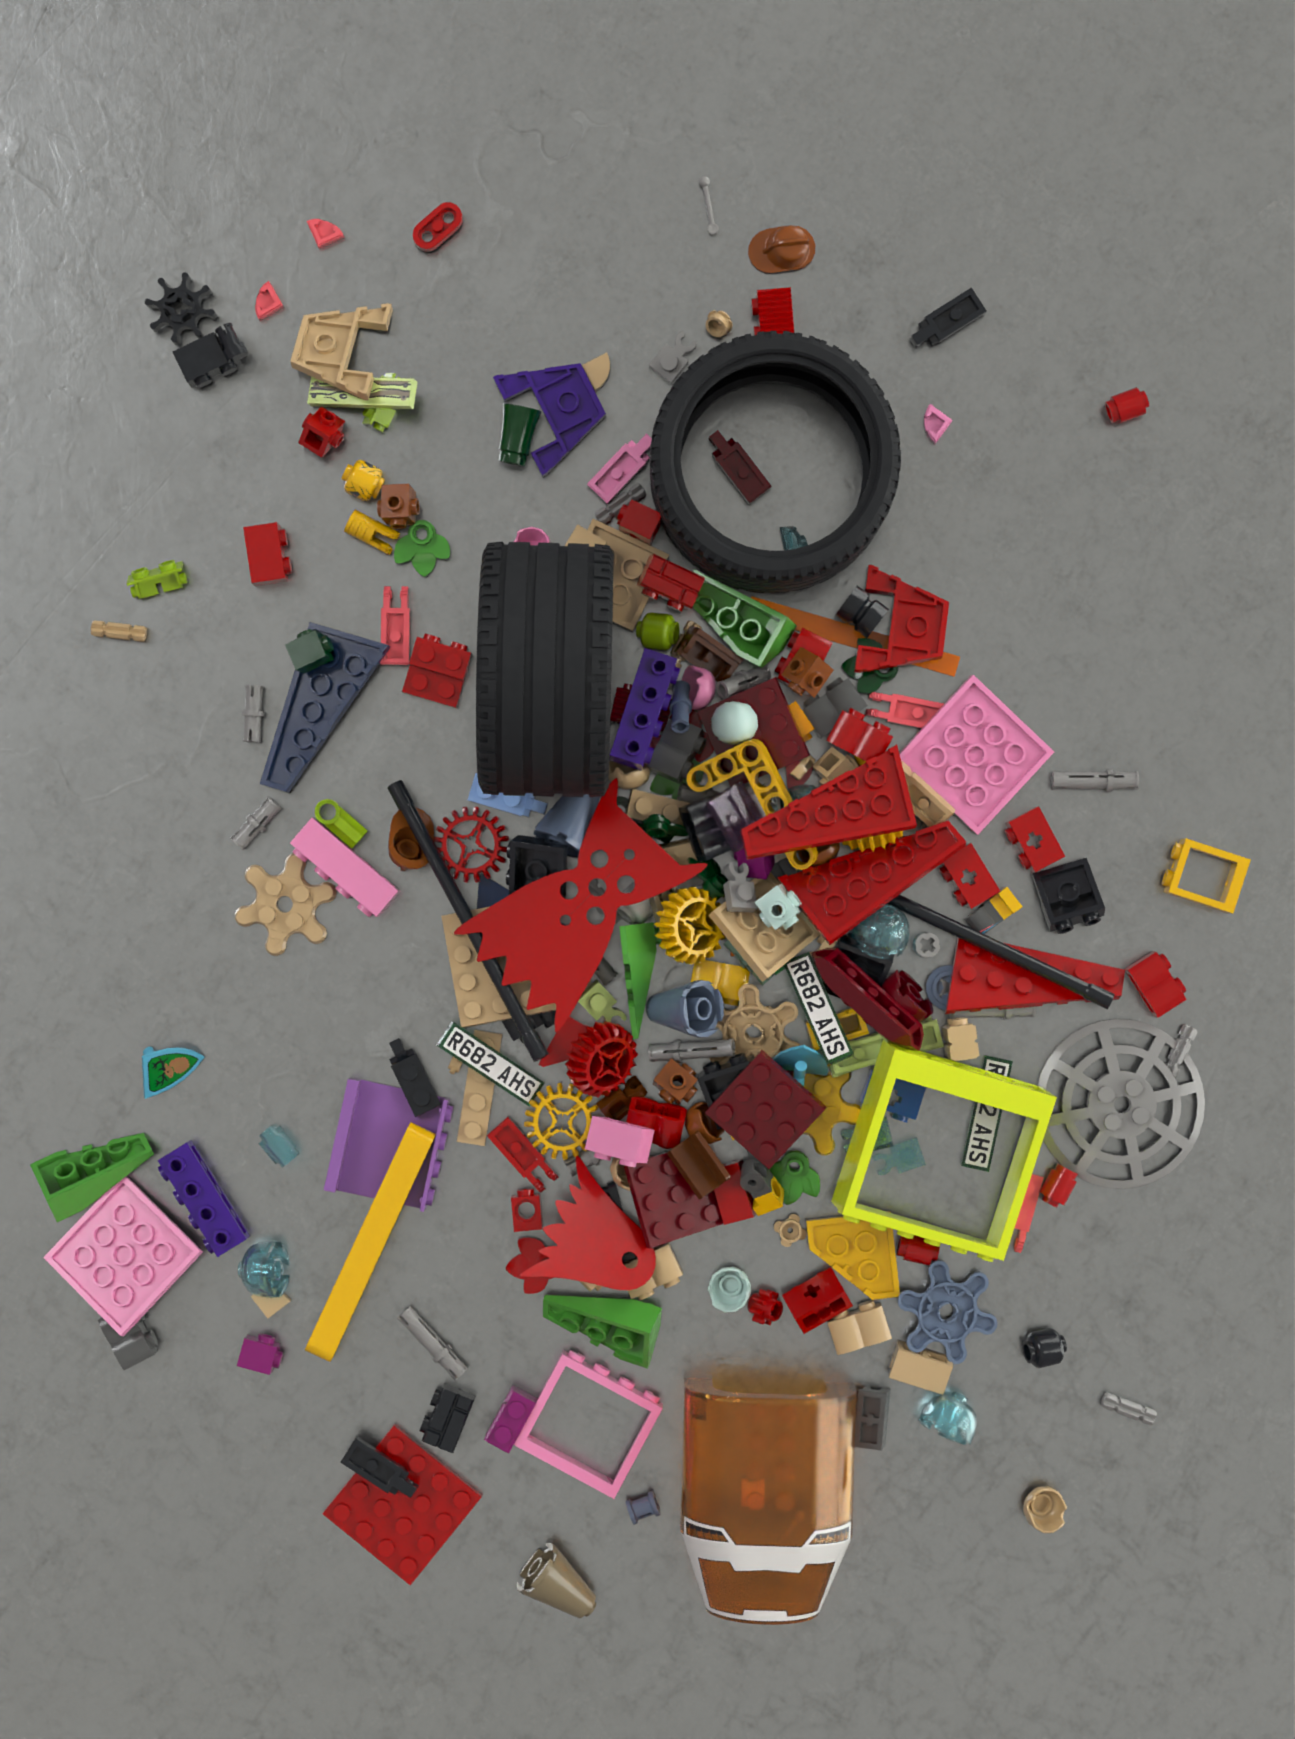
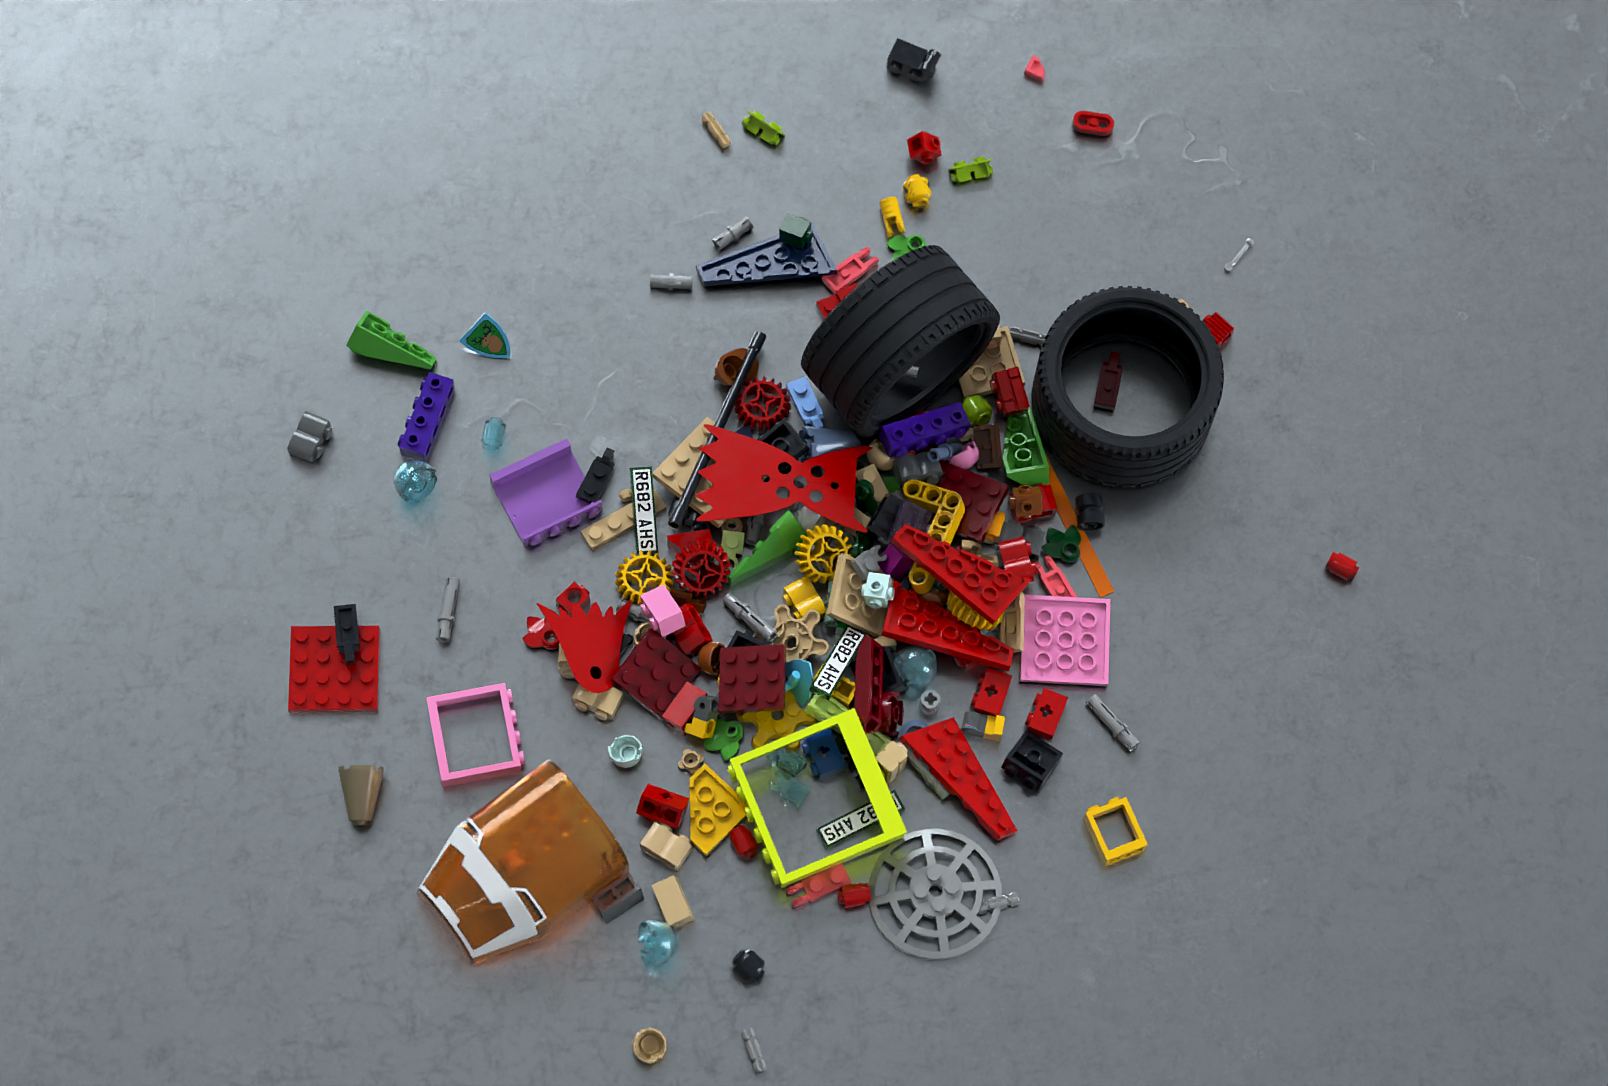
camera: 45 degrees right, 20 degrees down
(123, 1255) = (356, 395): bright pink plate -> none
(173, 299) = (925, 26): black gear -> none
(260, 1353) = (359, 517): magenta brick -> none
(266, 554) = (829, 172): red brick -> none
(267, 302) = (969, 69): coral tile -> none
(271, 1305) = (395, 502): tan tile -> none
(302, 915) = (638, 346): tan plate -> none
(327, 344) = (978, 113): tan wing -> none
(342, 824) = (711, 325): lime piece -> none
(345, 867) = (688, 347): bright pink brick -> none
(370, 1242) = (478, 527): yellow beam -> none
(385, 393) = (965, 151): yellowish green tile -> none
(398, 505) = (920, 217): dark orange brick -> none
(448, 1417) = (409, 651): black brick -> none
(510, 1418) = (438, 684): magenta brick -> none
(517, 433) = (1018, 249): dark green plant -> none
(520, 1152) = (605, 570): red hinge -> none
(566, 403) = (1059, 264): dark purple wing -> none
(597, 371) = (1092, 267): tan tile -> none
(619, 1324) = (548, 704): bright green wedge -> none
(620, 469) = (1039, 319): bright pink hinge -> none
(639, 521) = (1028, 348): red brick -> none
(643, 1507) = (448, 807): sand blue bush -> none
(674, 1072) = (723, 622): dark orange brick -> none
(688, 1008) = (775, 589): sand blue cone -> none
(698, 1165) = (685, 669): reddish brown panel -> none
(732, 685) = (981, 469): light grey pin -> none
(734, 722) = (962, 481): light aqua hair -> none
(765, 1307) = (632, 780): red gear -> none
(781, 249) = (1252, 312): dark orange piece -> none
(915, 625) = (1107, 549): red wing -> none
(935, 423) = (1234, 471): bright pink tile -> none
(949, 318) = (1298, 430): black hinge -> none
(965, 1316) = (728, 875): sand blue plate -> none
(1088, 990) = (986, 810): black piece -> none
(1156, 984) = (1025, 854): red brick -> none

